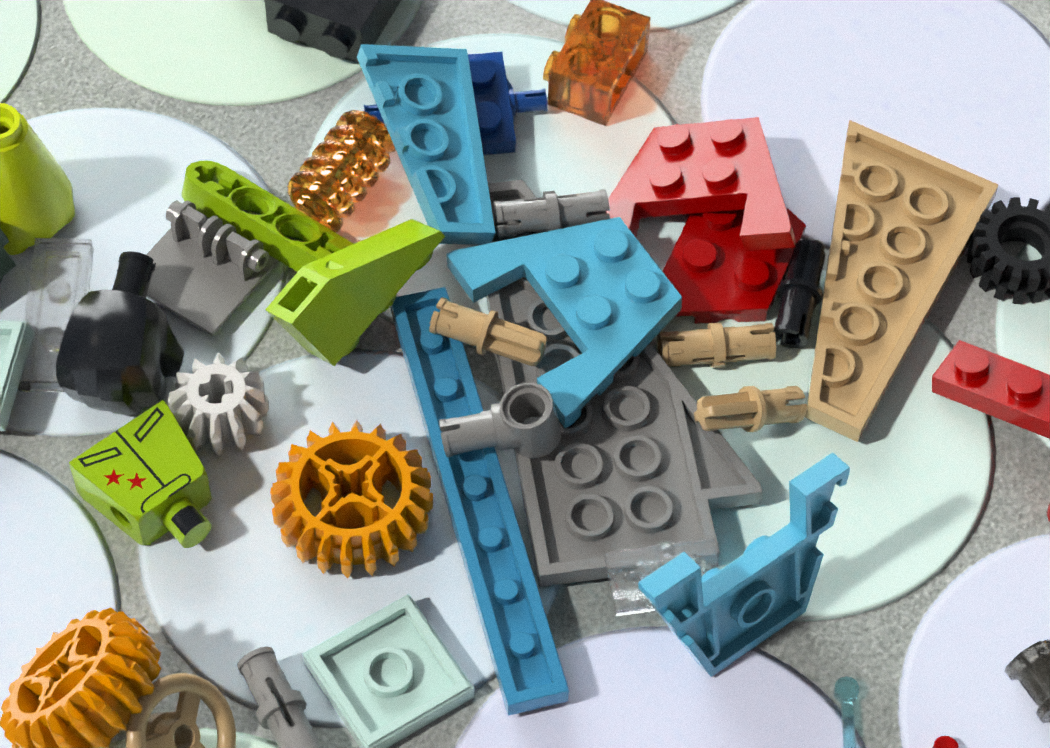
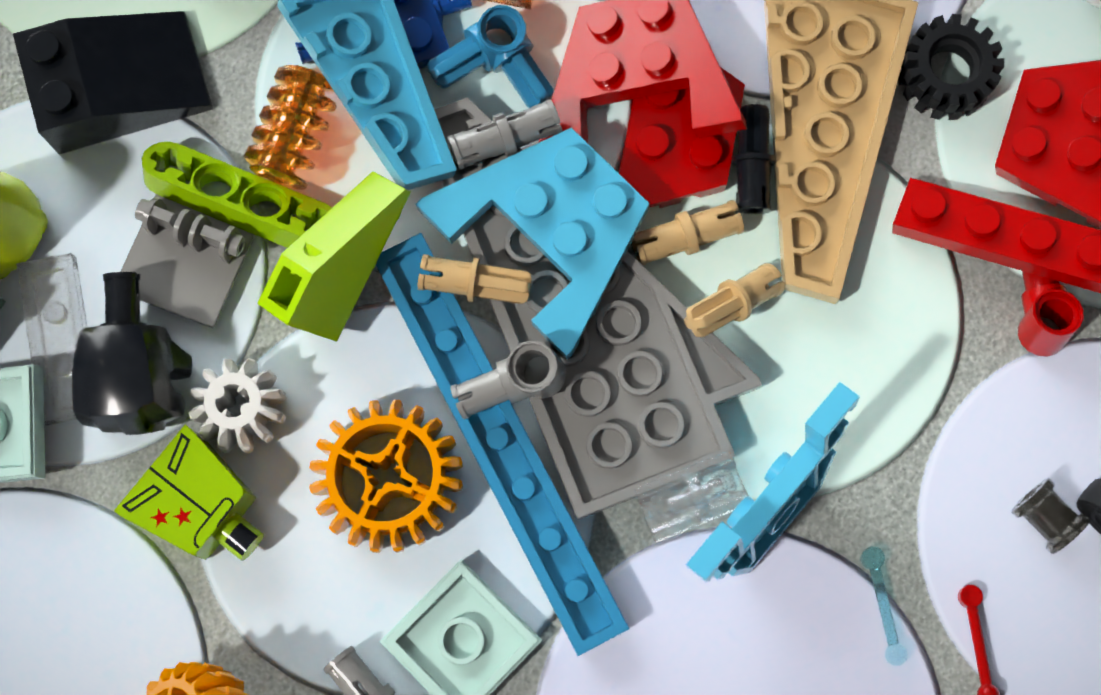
camera: 10 degrees left, 20 degrees up
(175, 97) = (110, 76): none -> black slope
(544, 143) = (479, 52): none -> dark azure axle

